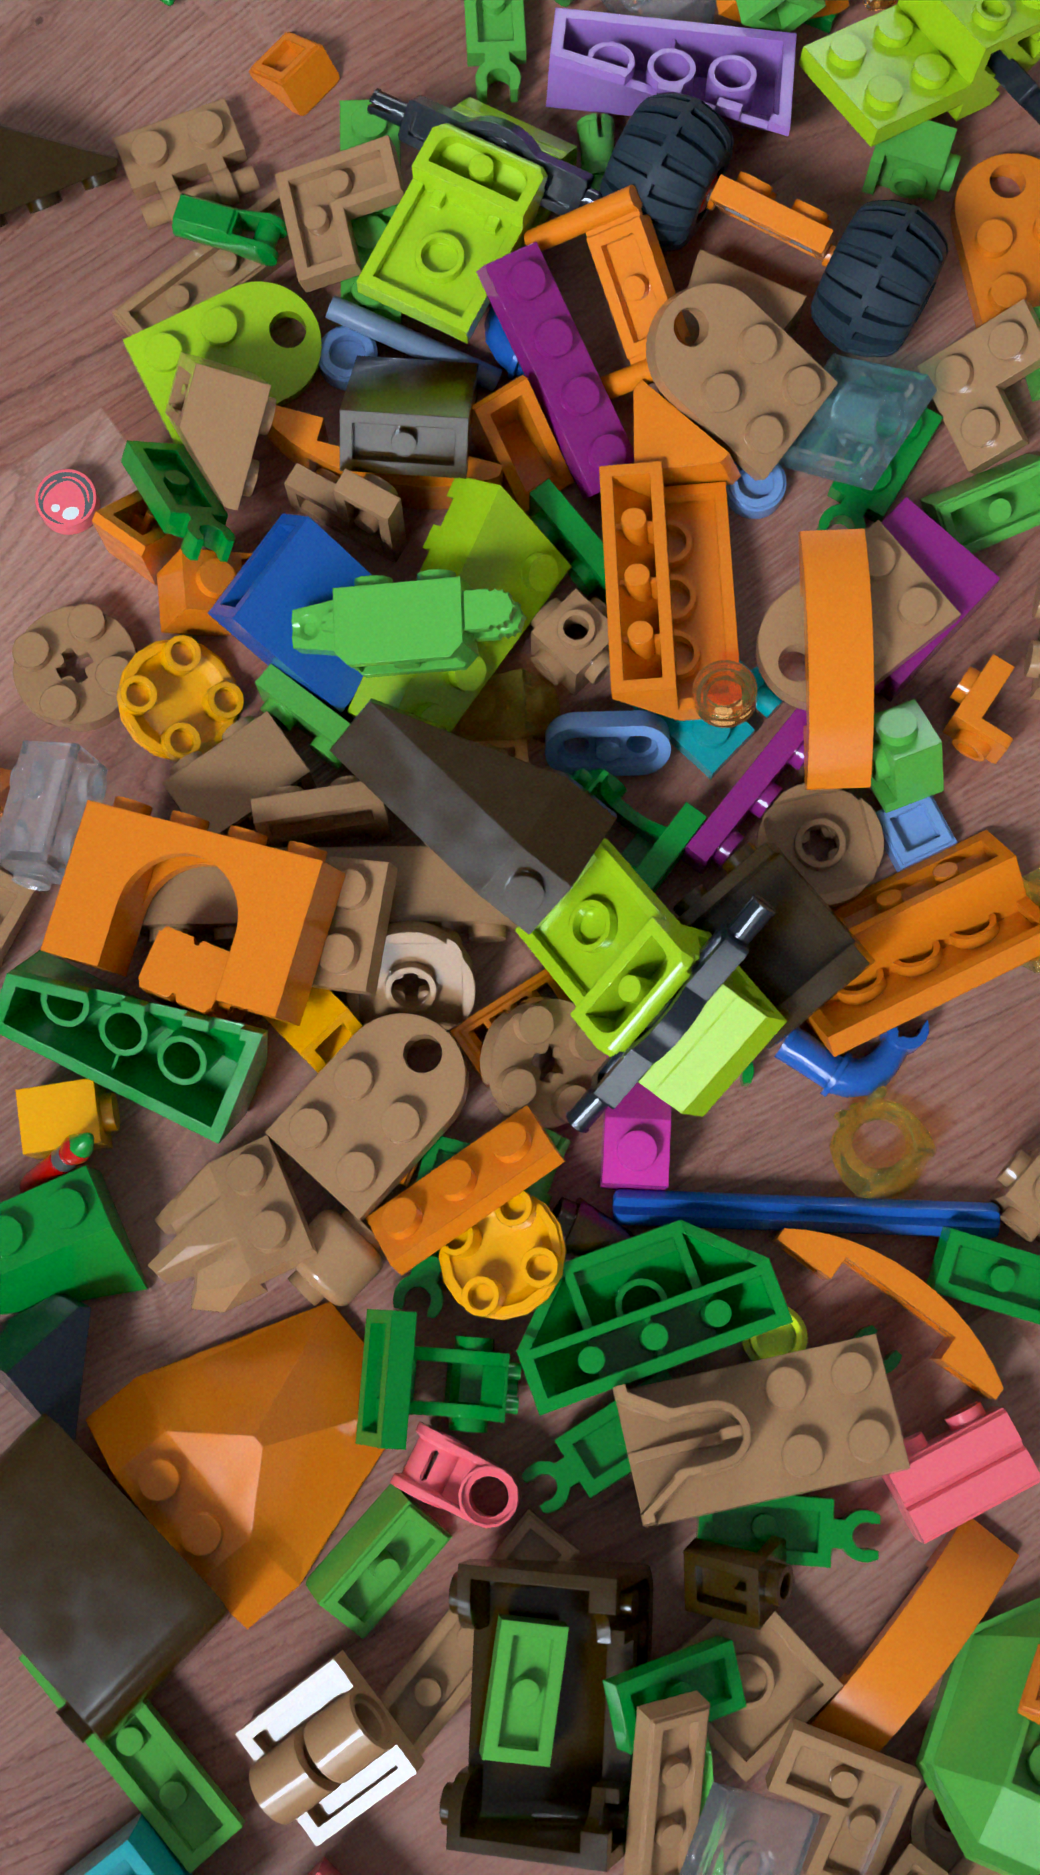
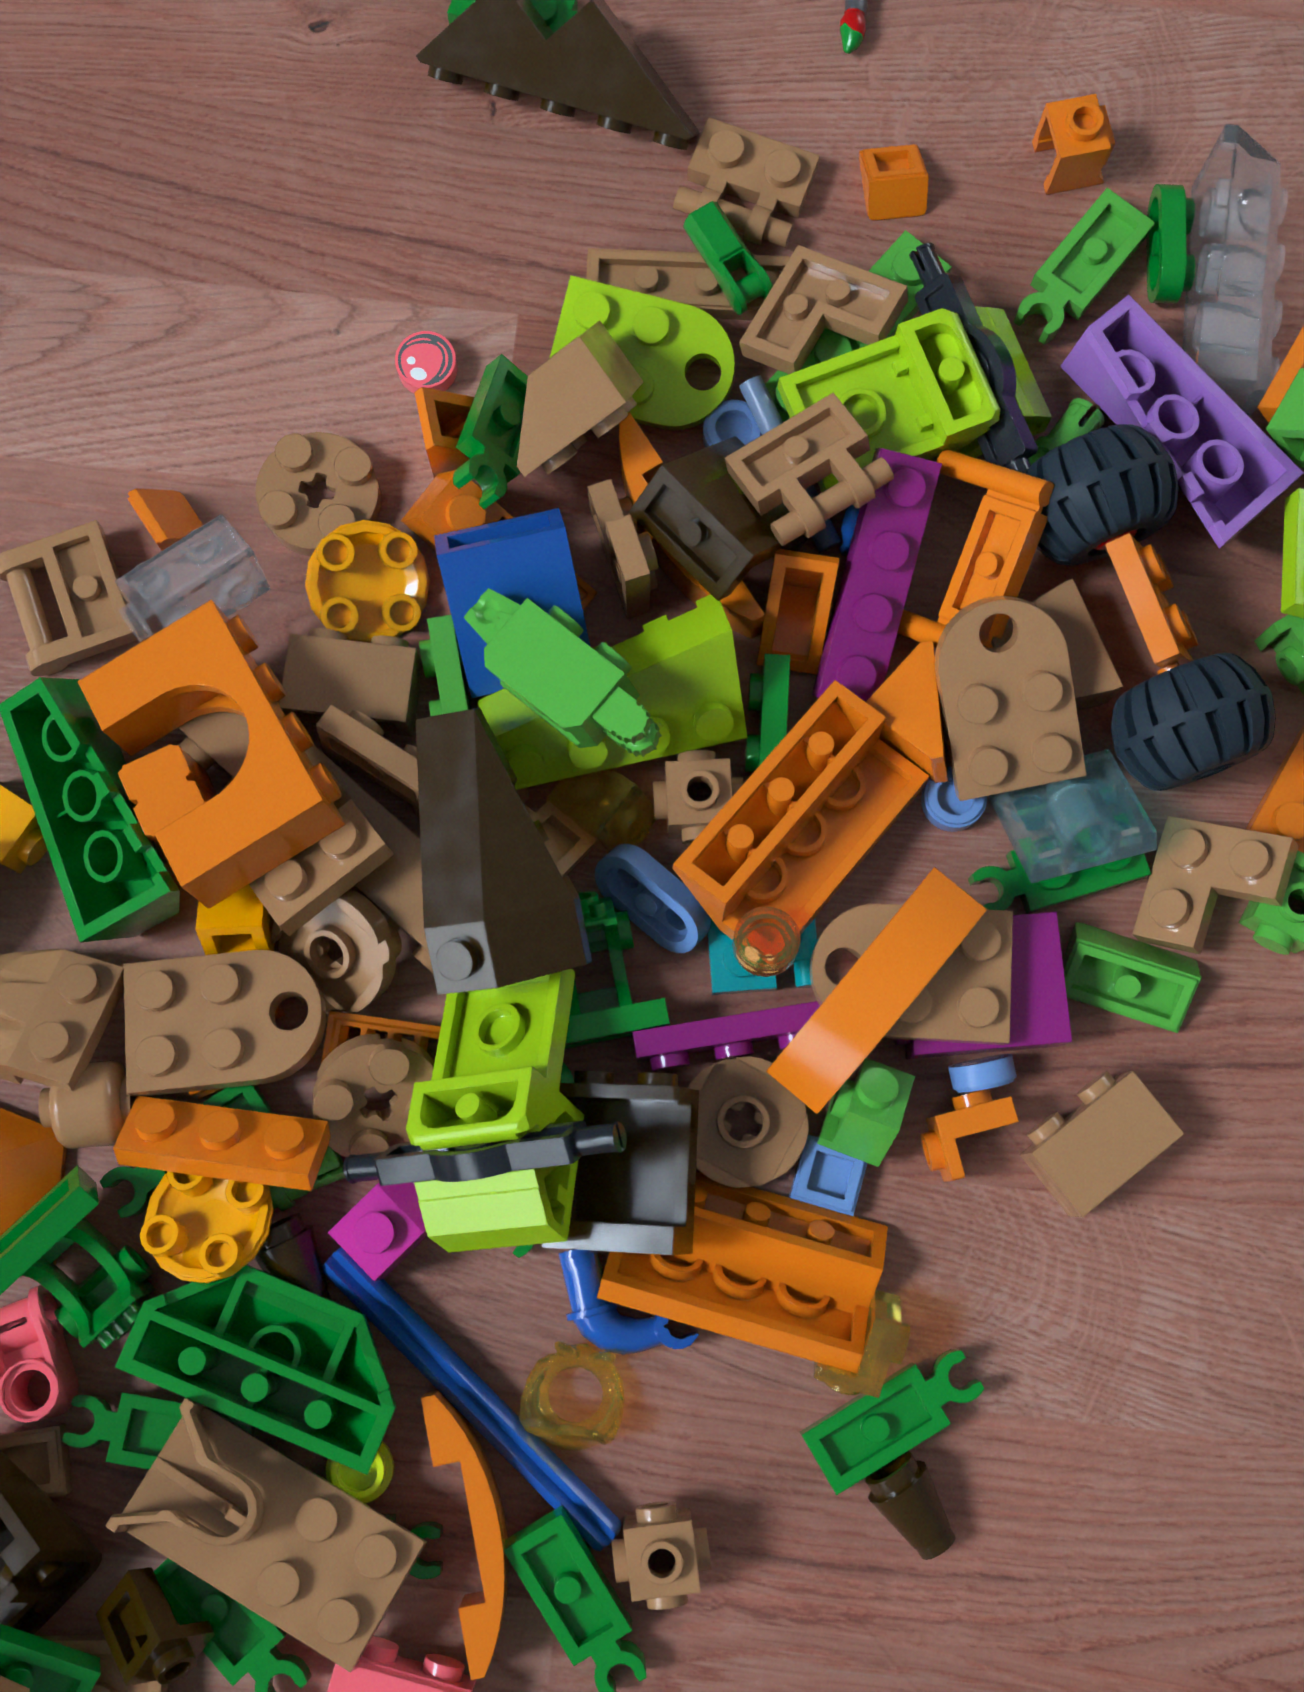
camera: 40 degrees right, 0 degrees up
(428, 320) = (801, 453): none -> medium nougat plate
(955, 660) = (982, 1073): none -> medium blue tile

